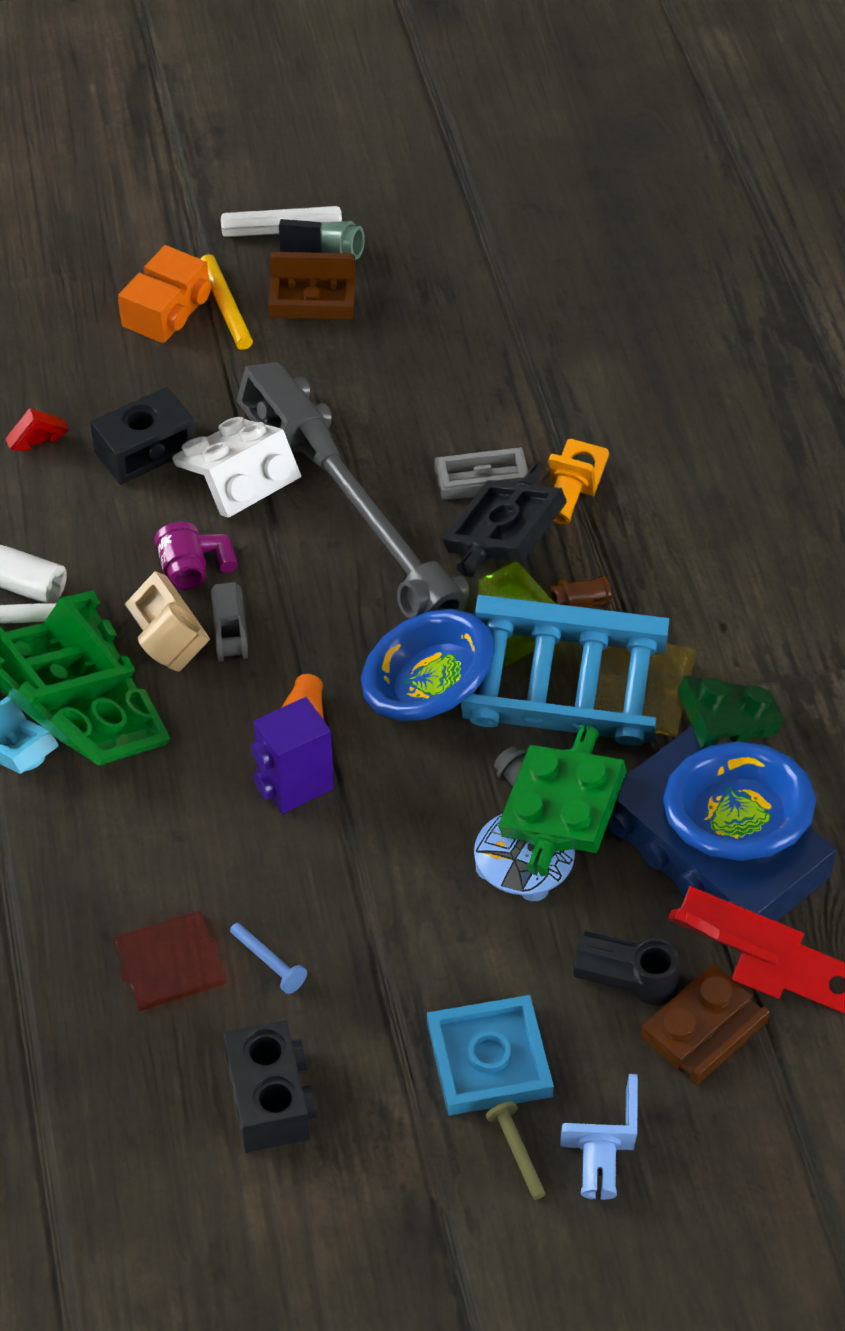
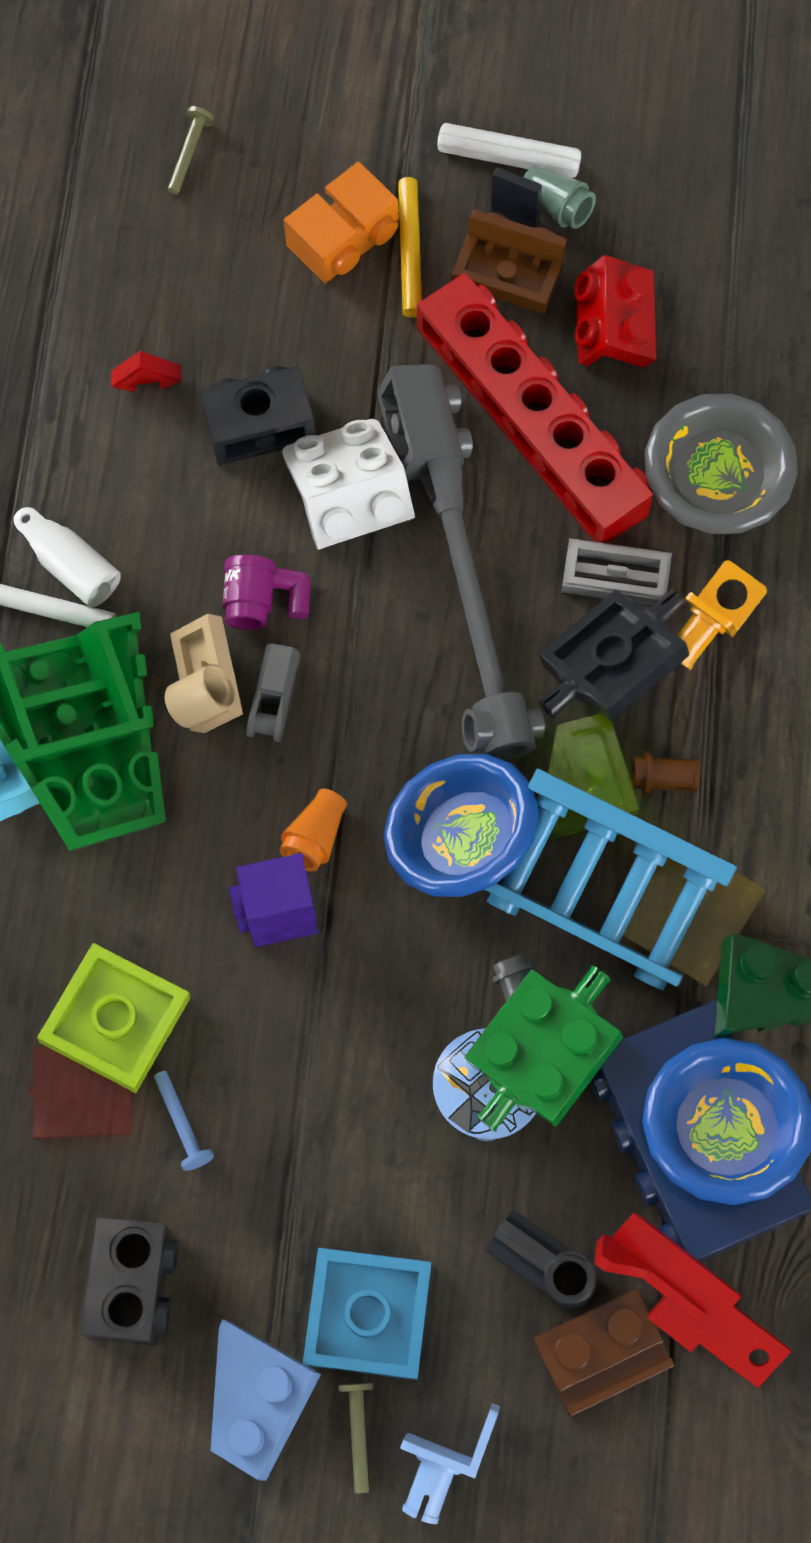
camera: 20 degrees right, 20 degrees up
(18, 256) = (199, 118): none -> olive pin
(179, 890) = (114, 1017): none -> lime plate
(371, 378) = (600, 511): none -> red brick
(409, 302) = (615, 313): none -> red bracket
(418, 1145) = (255, 1399): none -> medium blue wing
(537, 374) = (721, 463): none -> dark grey piece

